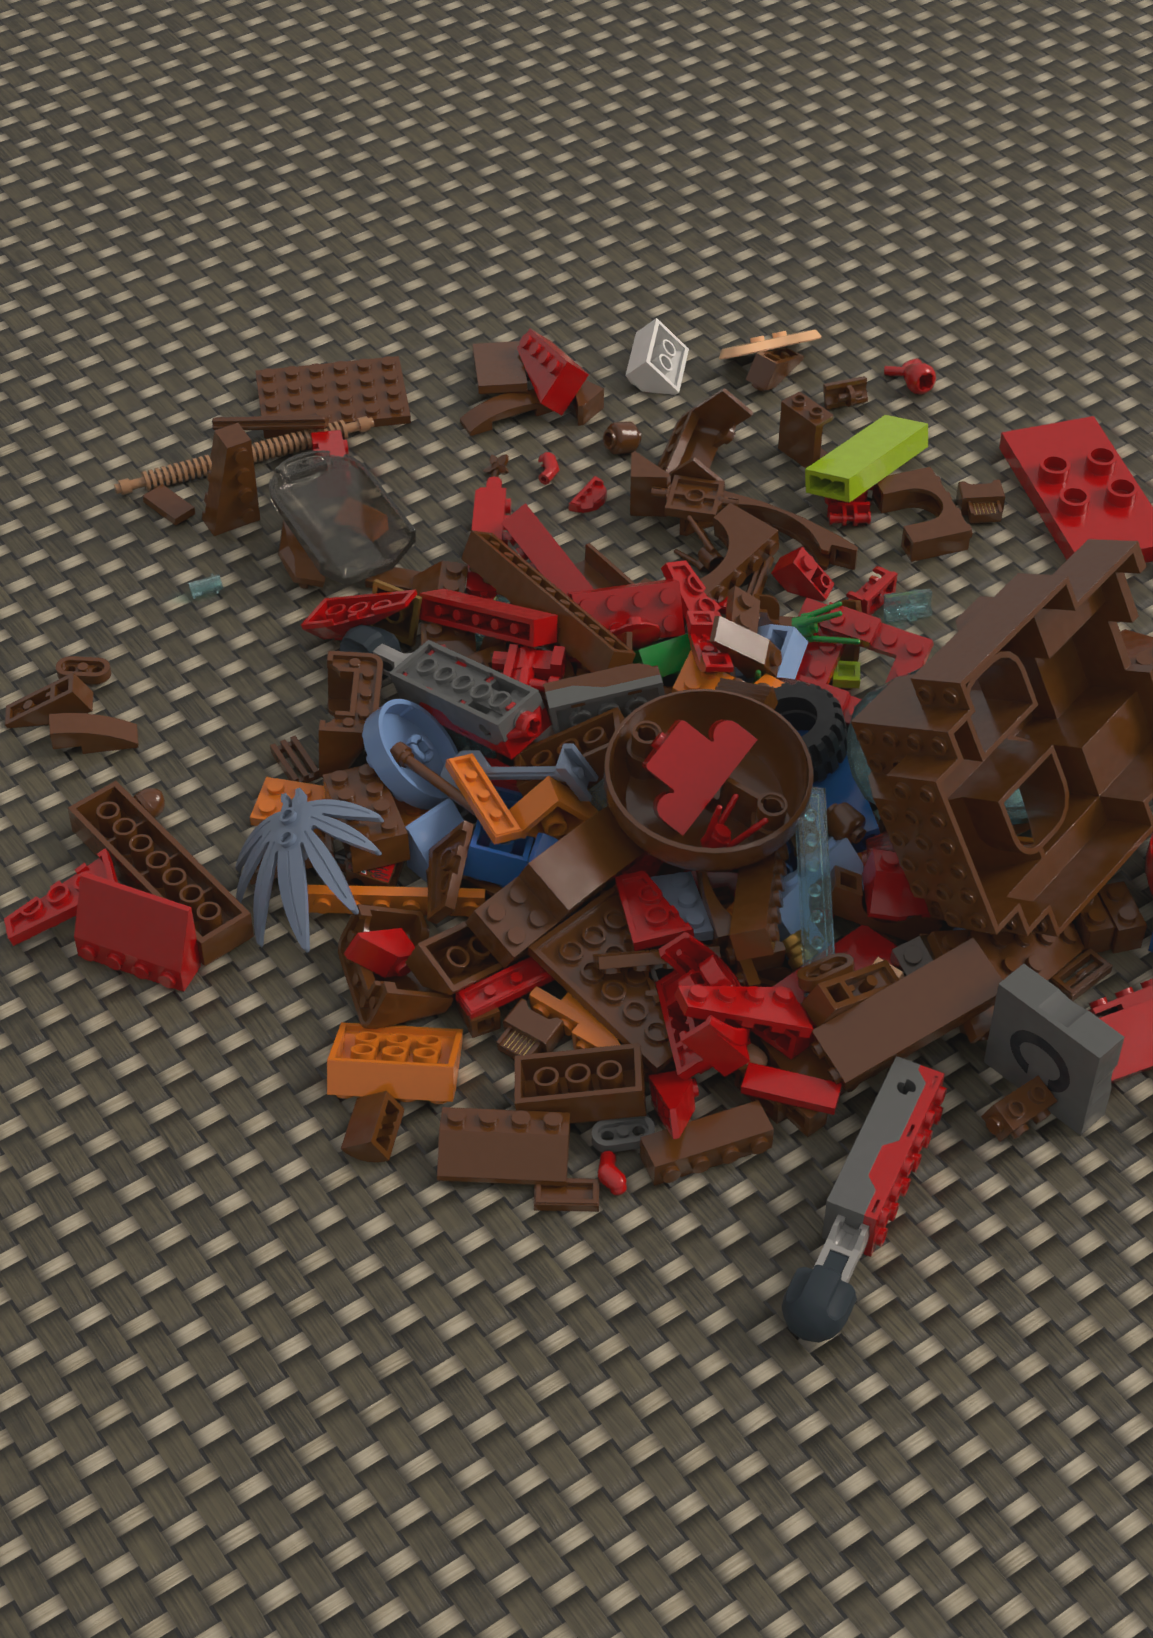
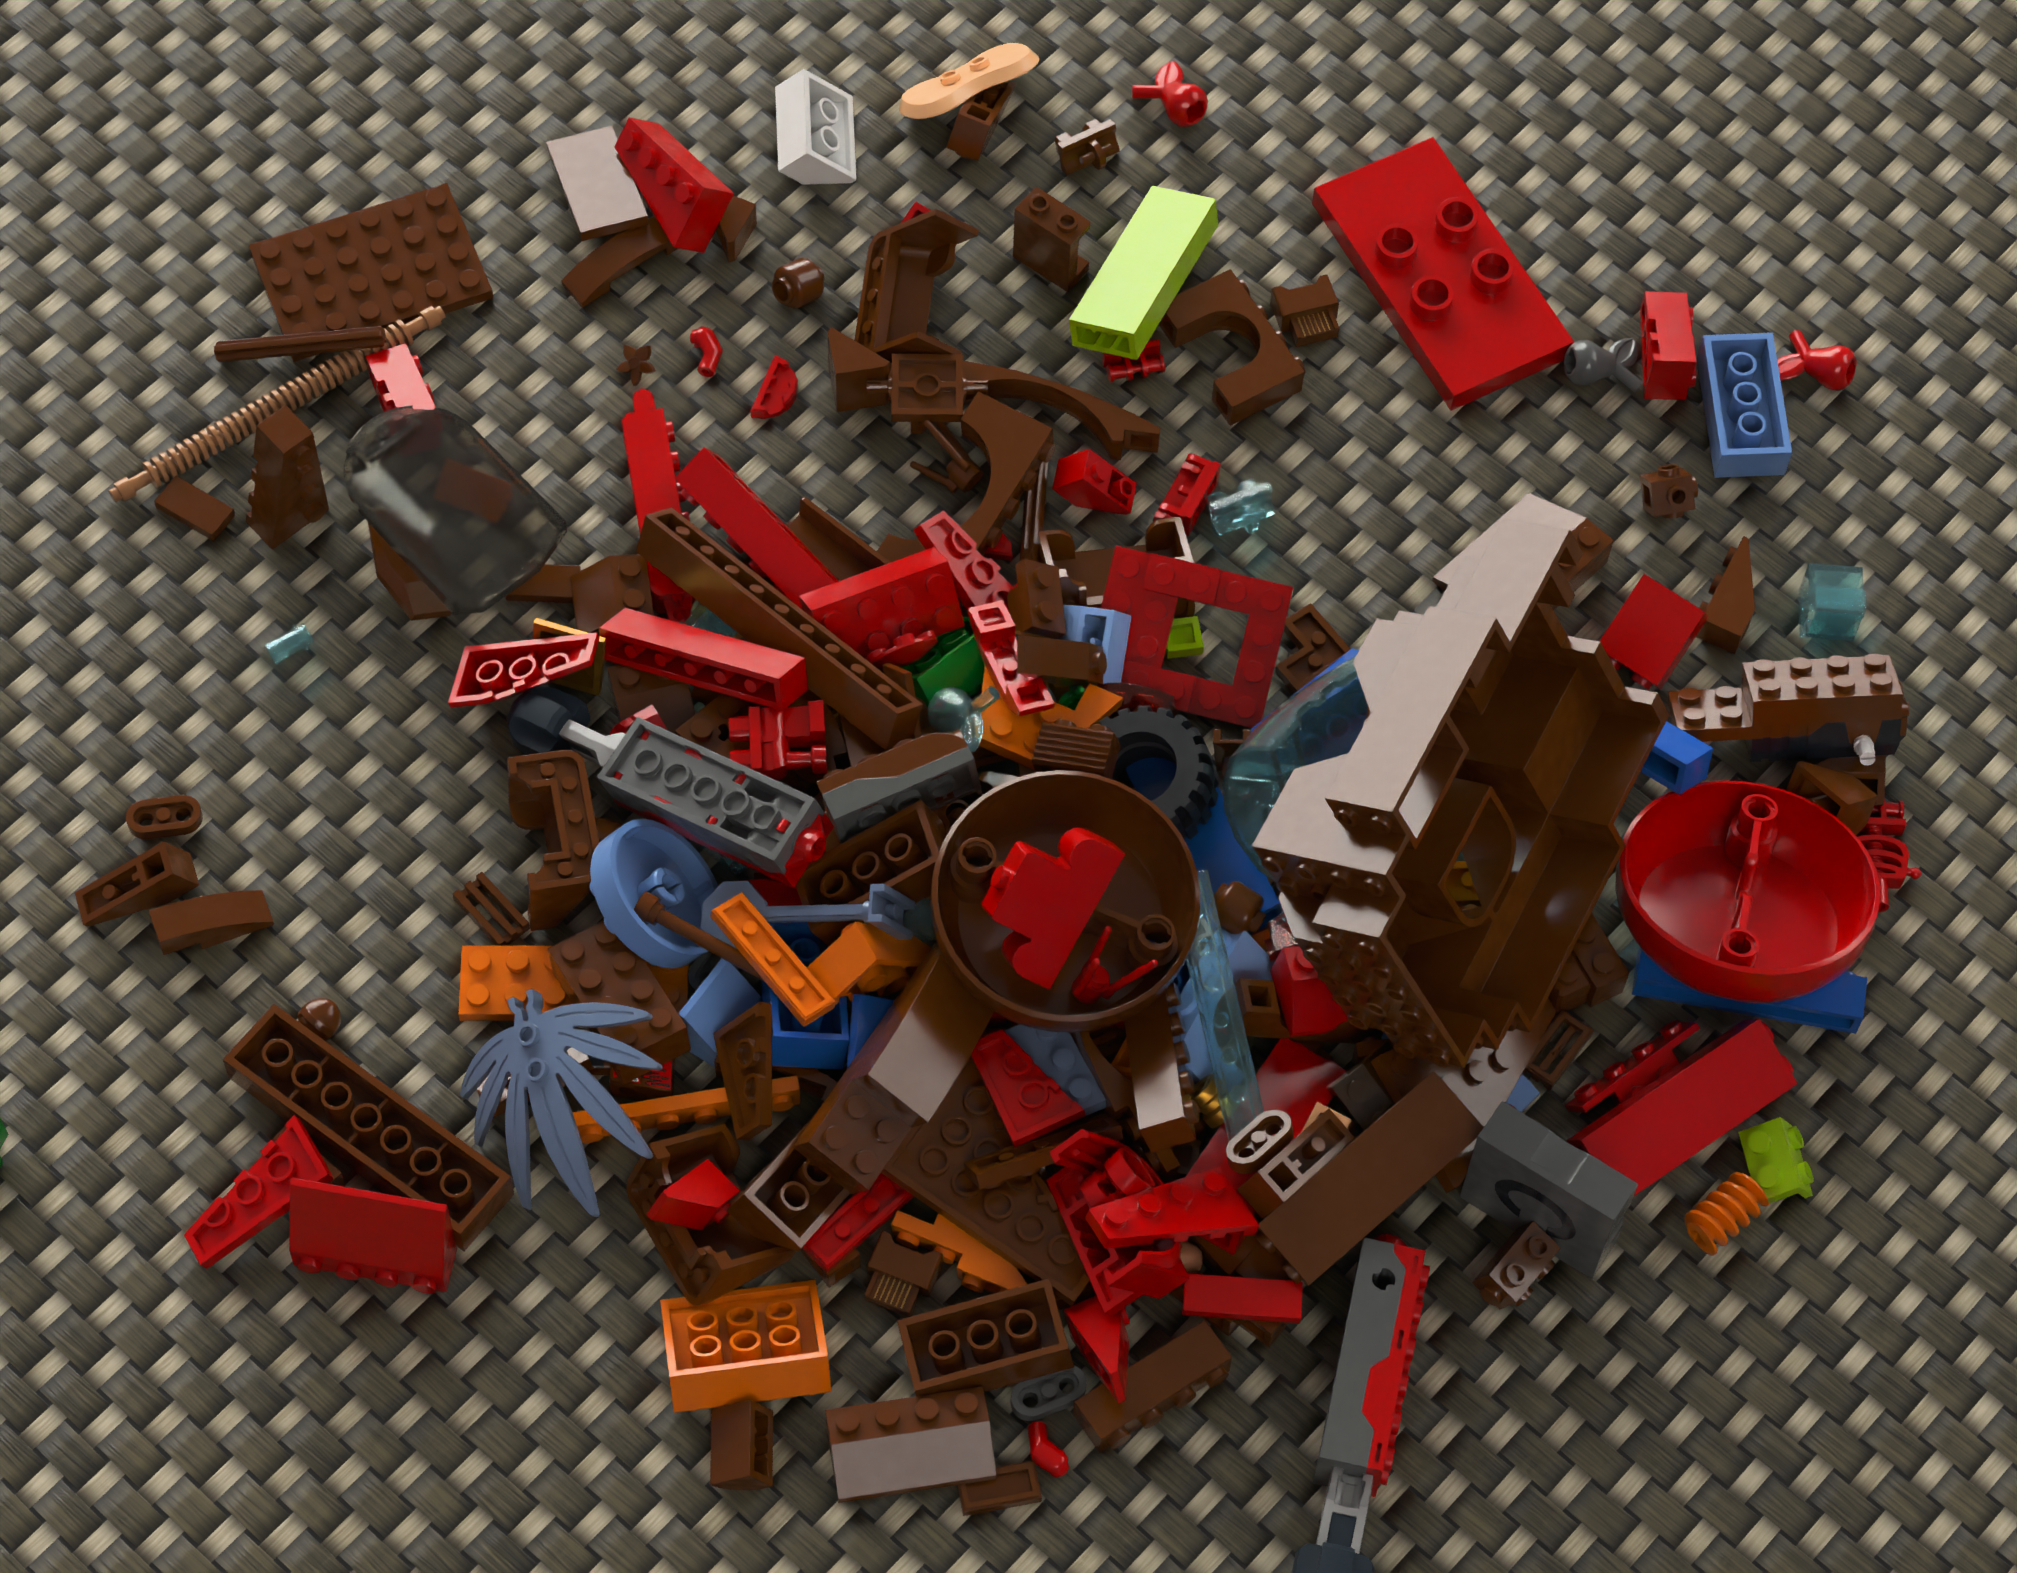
camera: 15 degrees left, 15 degrees up
(670, 673) = (954, 710): none -> clear light blue piece
(807, 625) = (1125, 594): green plant -> none

